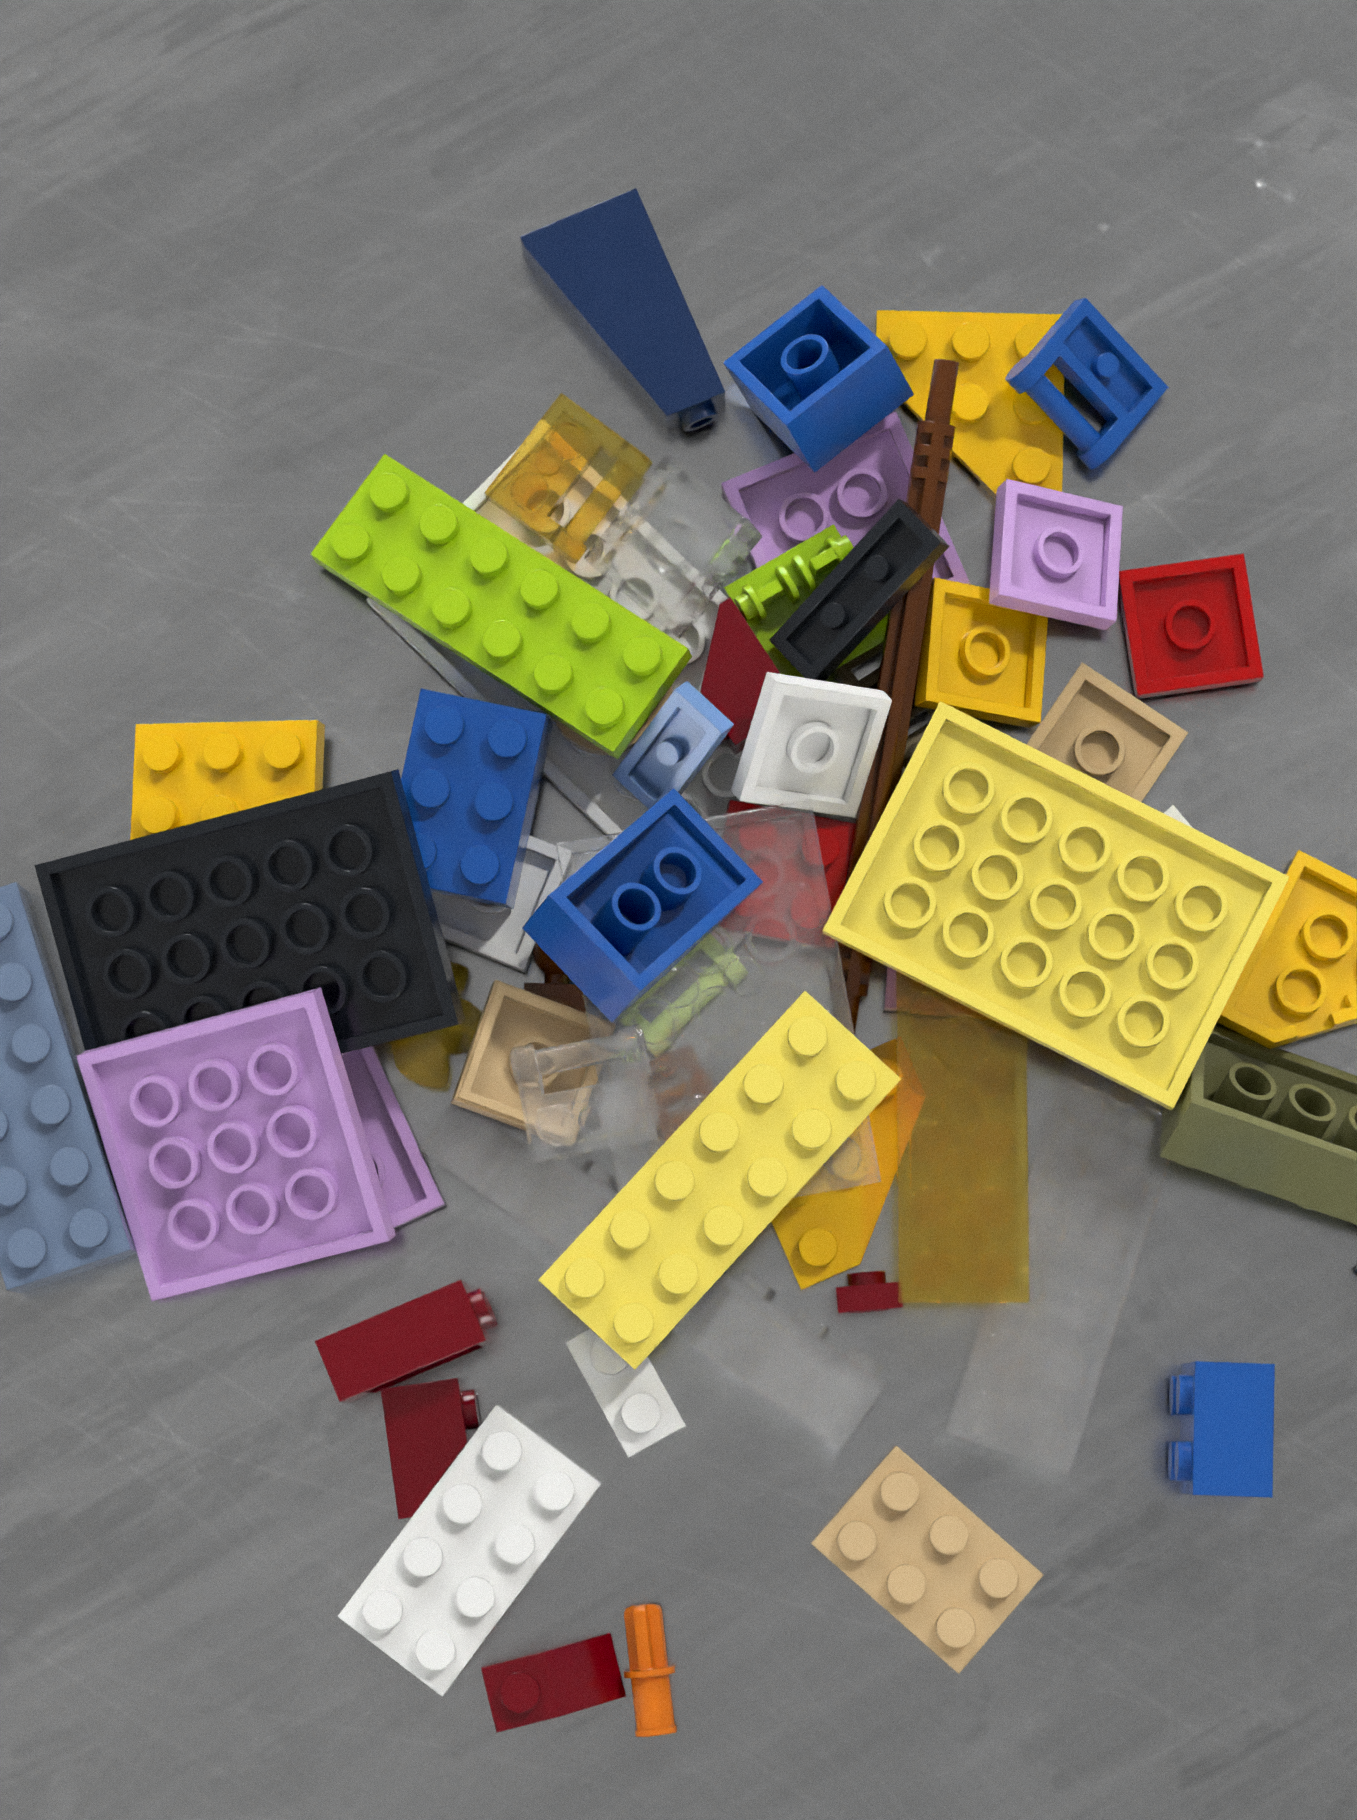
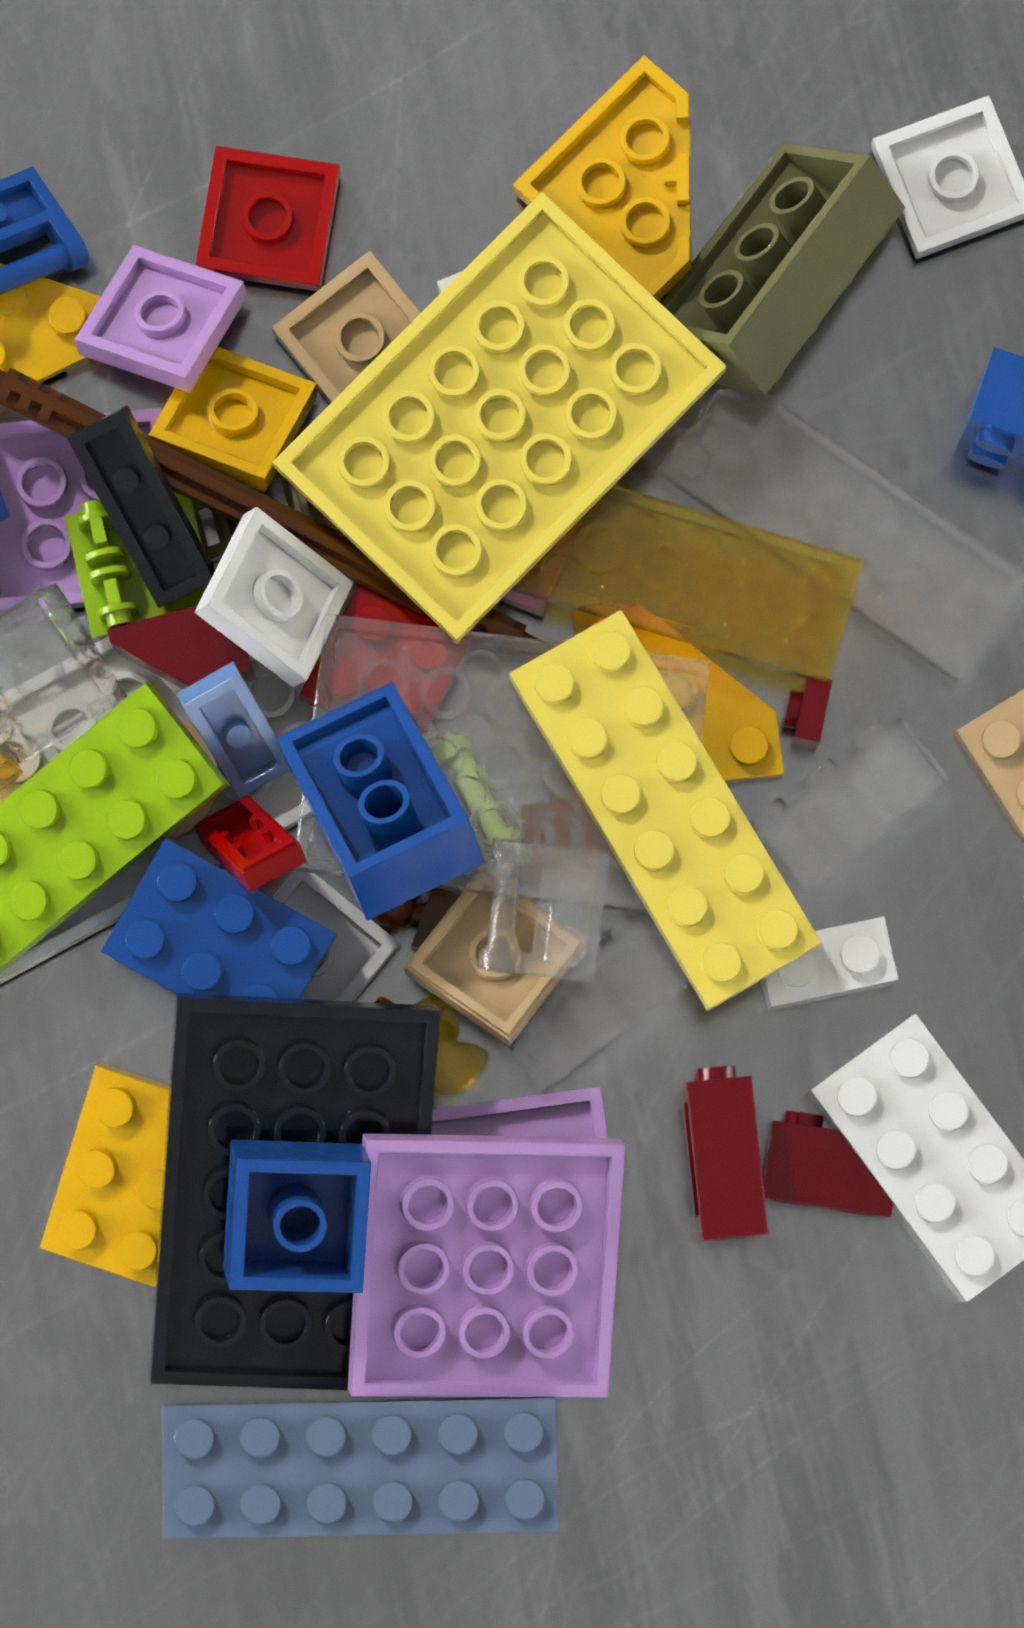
camera: 75 degrees left, 0 degrees up
(221, 948) = (296, 1216): none -> blue brick
(567, 796) = (249, 843): none -> red plate

